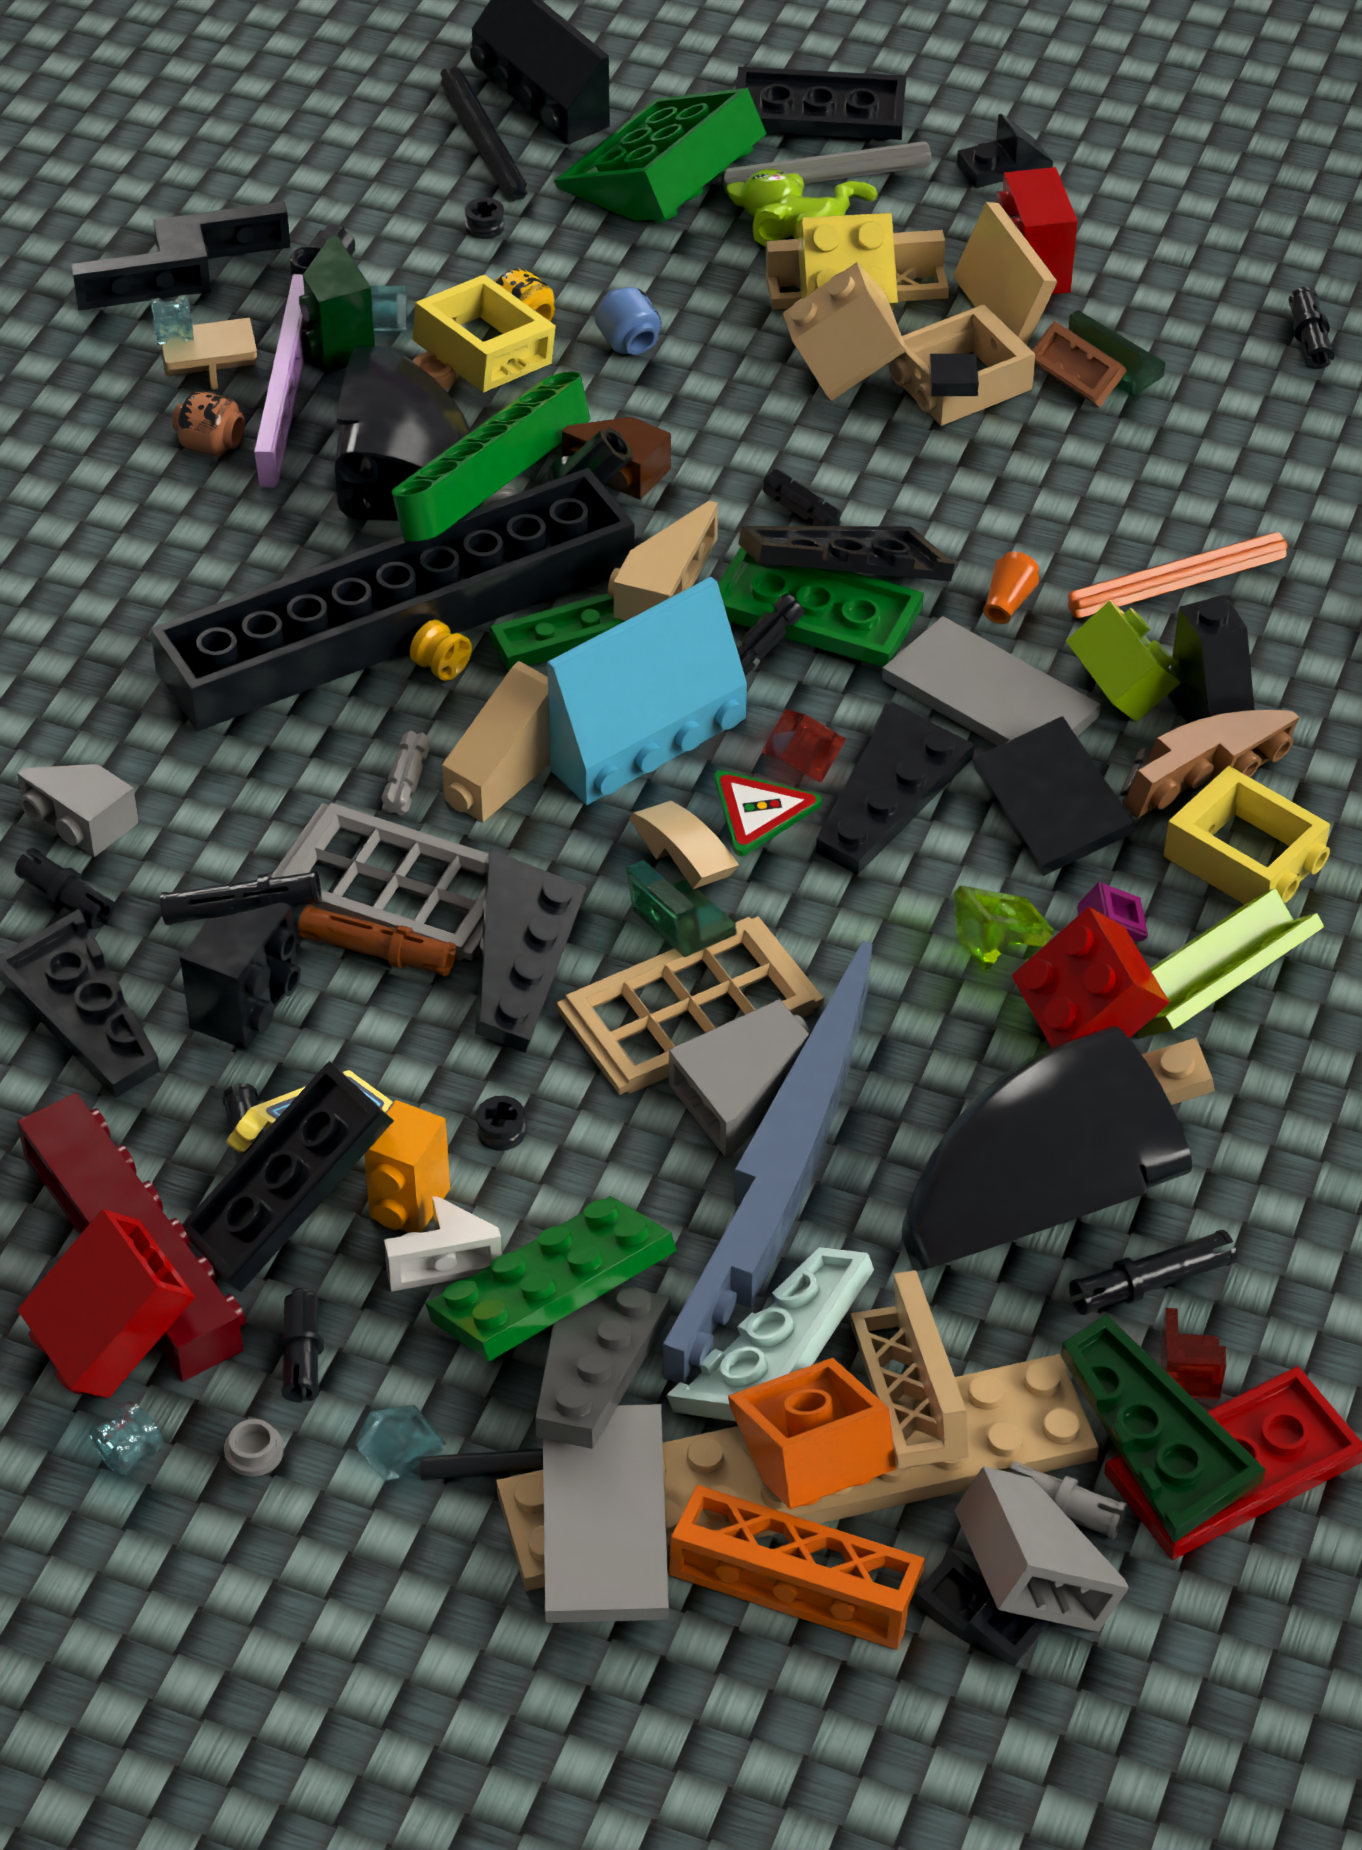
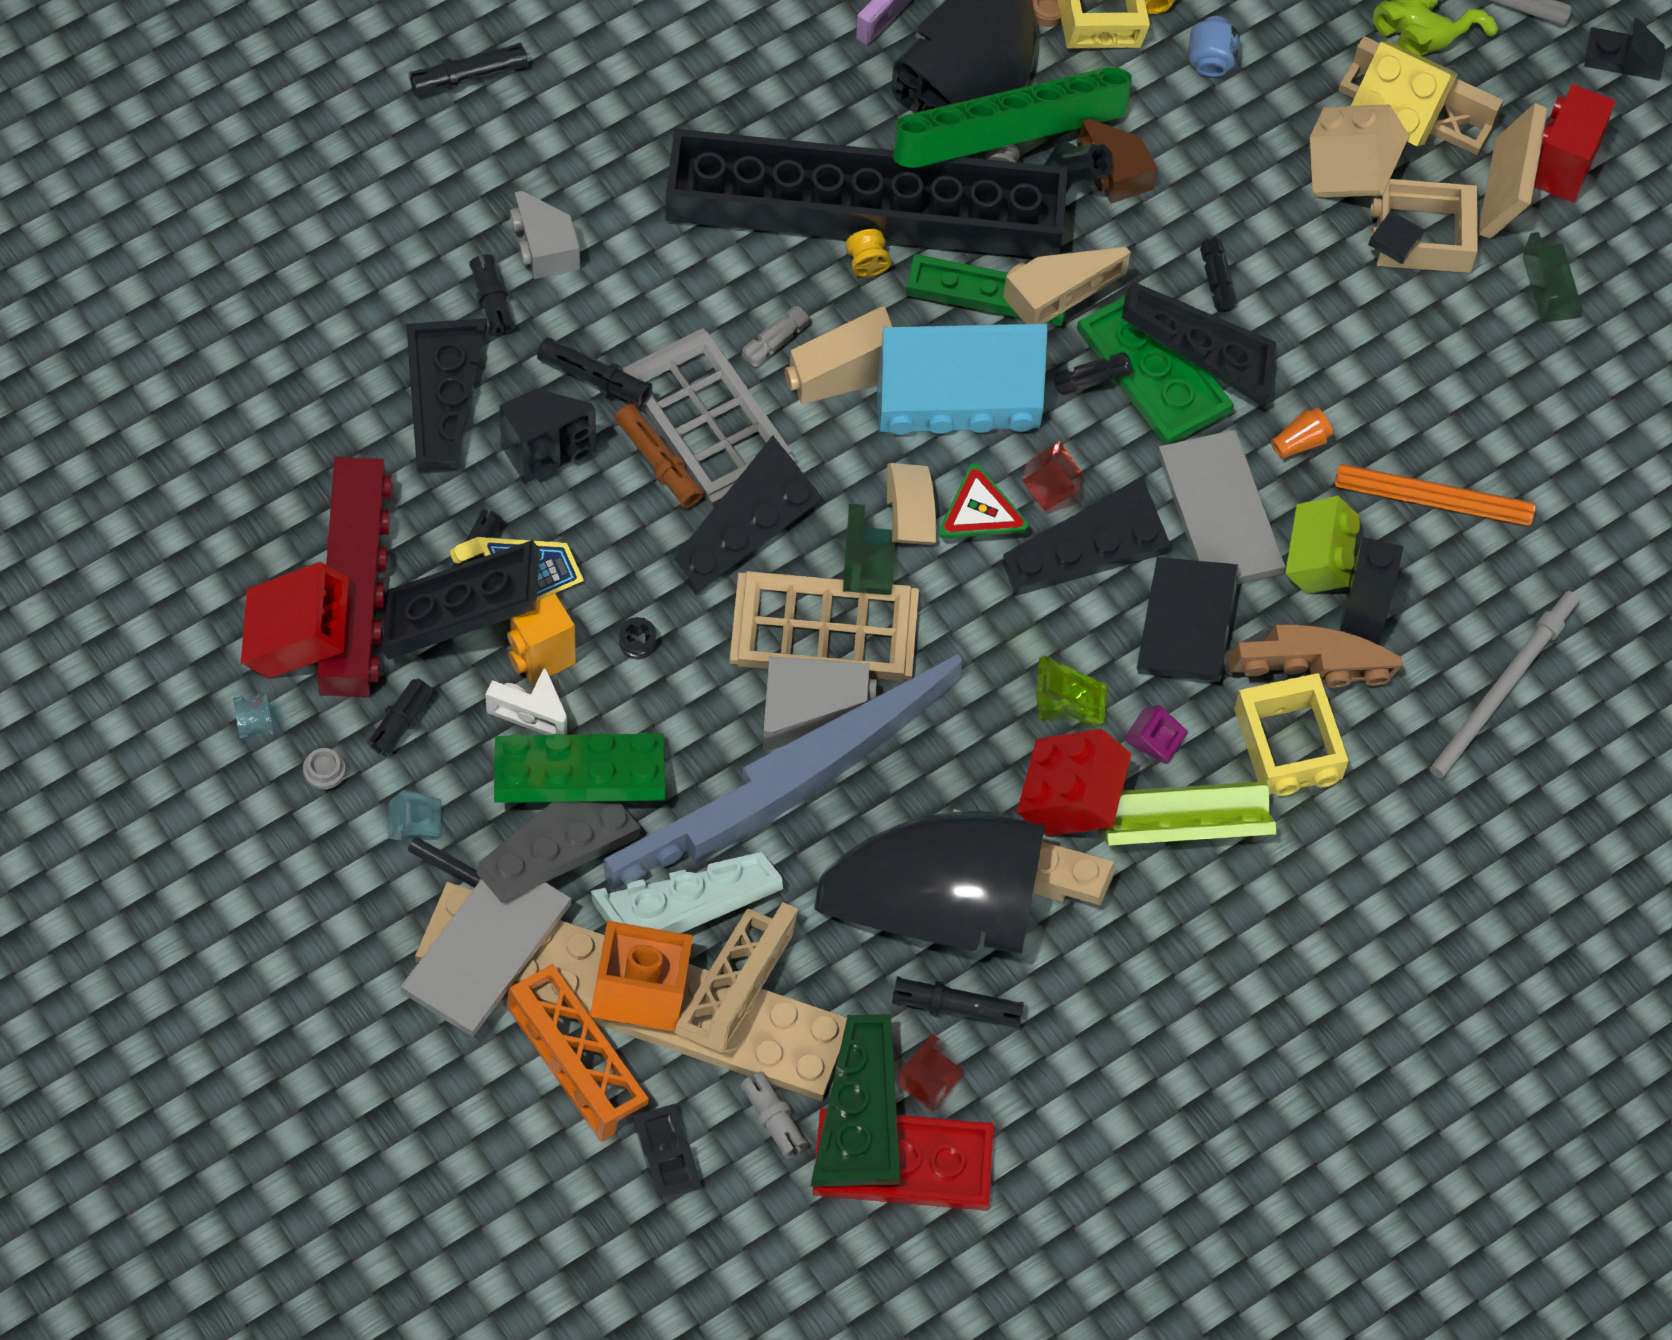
camera: 30 degrees right, 15 degrees up
(1035, 1554) = (718, 1138): light grey slope -> none
(1077, 364) = (1513, 273): nougat plate -> none

